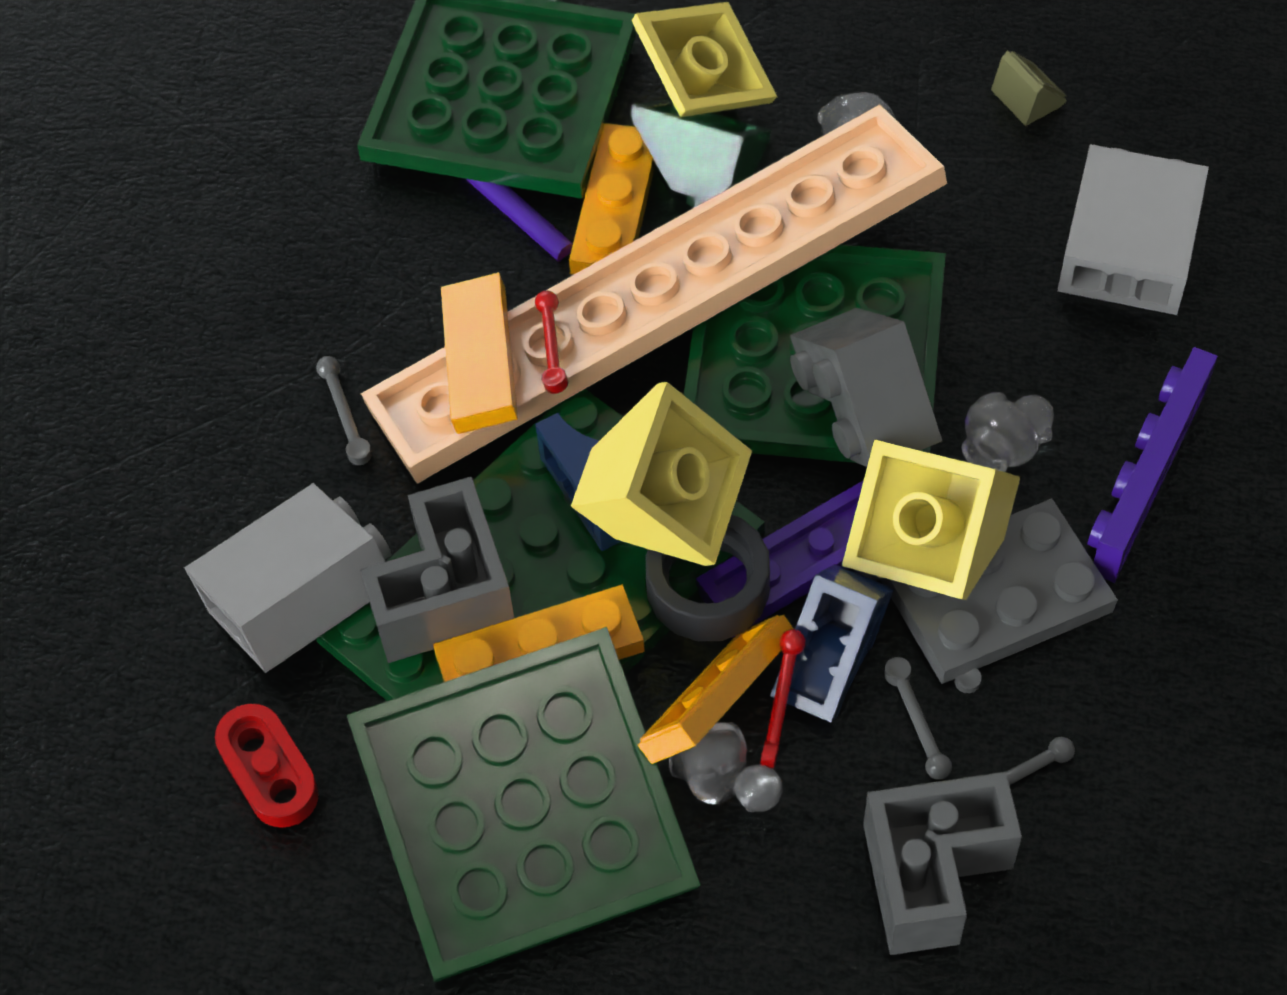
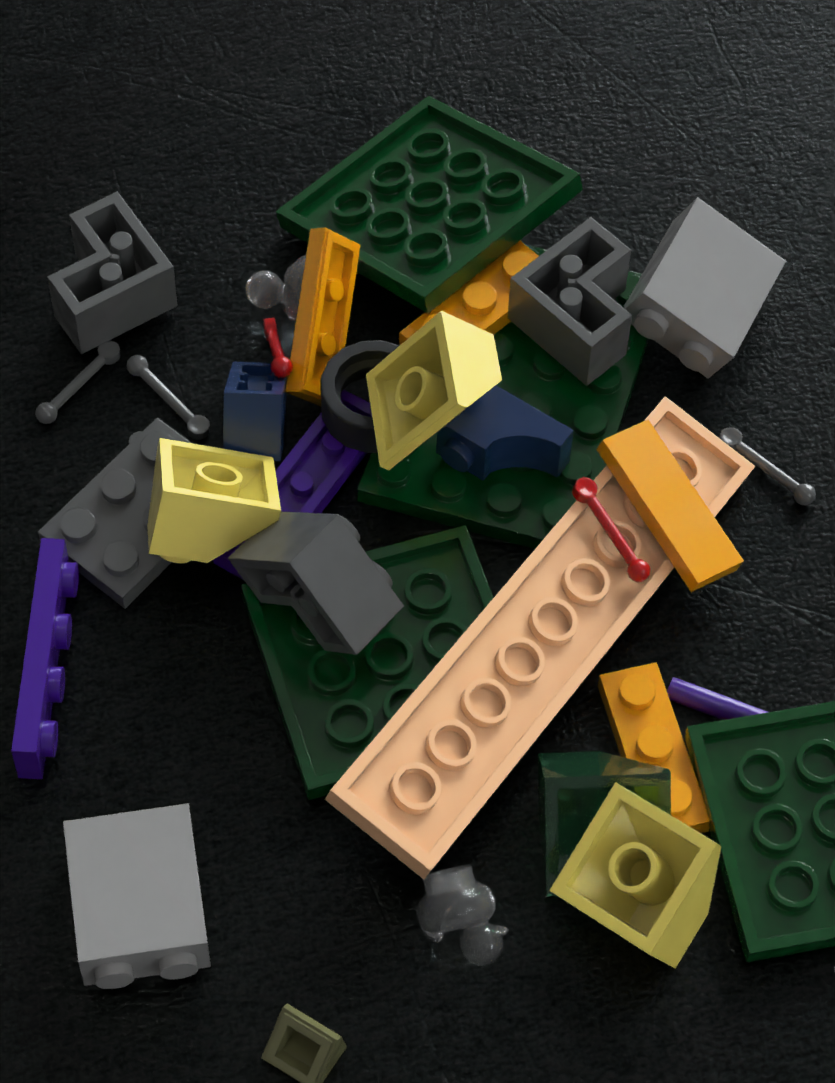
camera: 150 degrees right, 0 degrees up
(270, 768) = (636, 184): red plate -> none
(1005, 431) = (181, 629): clear animal -> none

